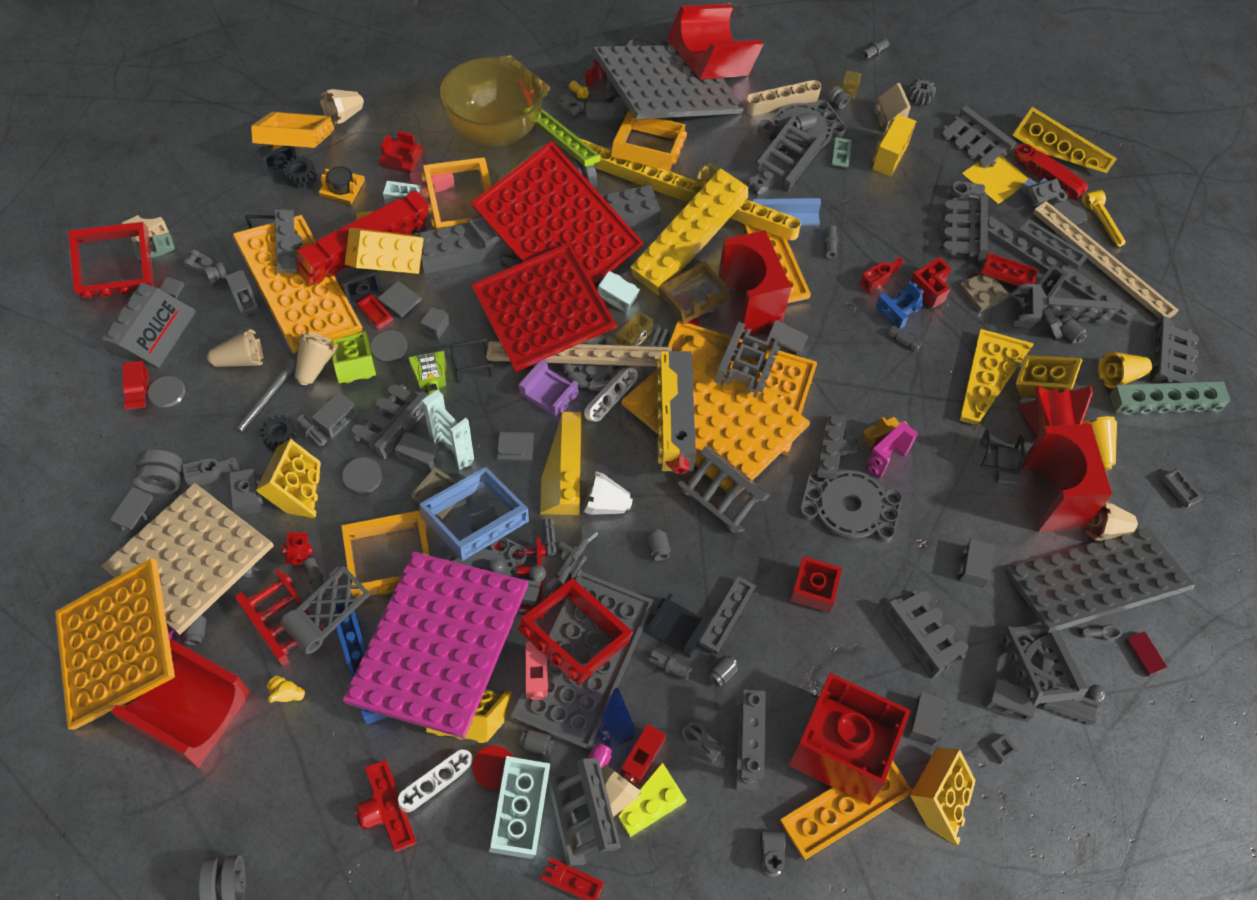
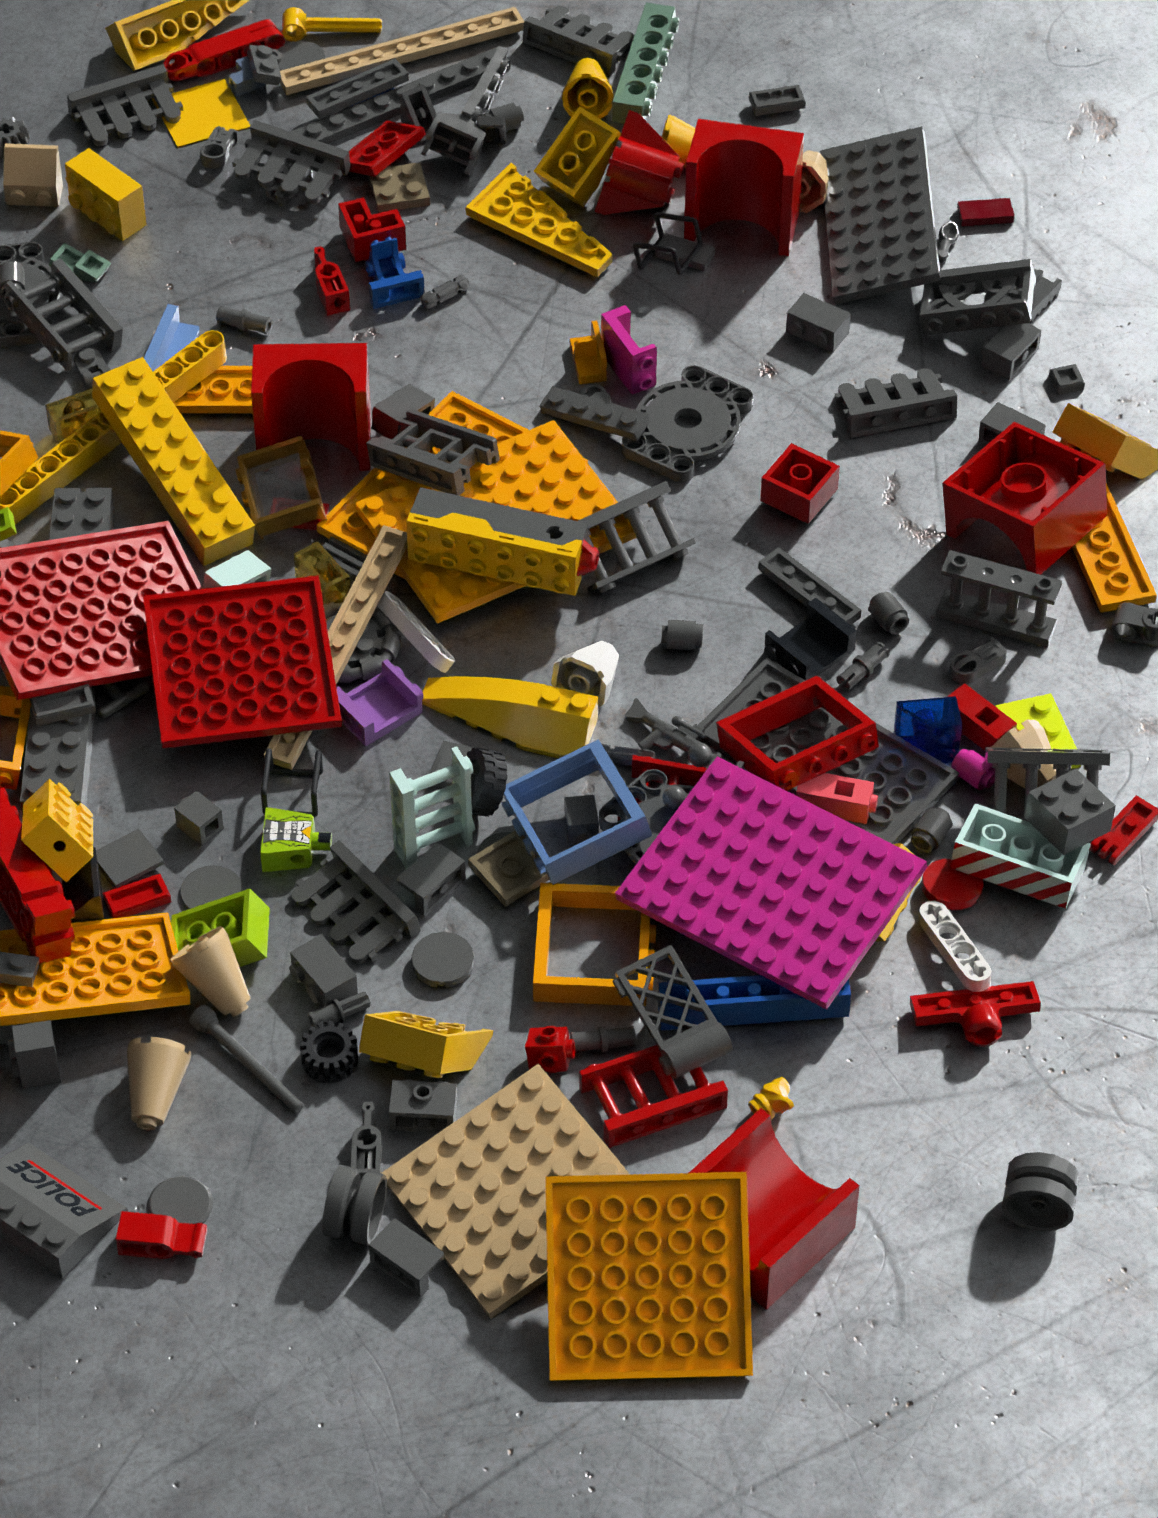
camera: 70 degrees left, 10 degrees down
(490, 456) = (487, 780): none -> black tyre
(550, 831) = (1069, 811): none -> dark grey brick

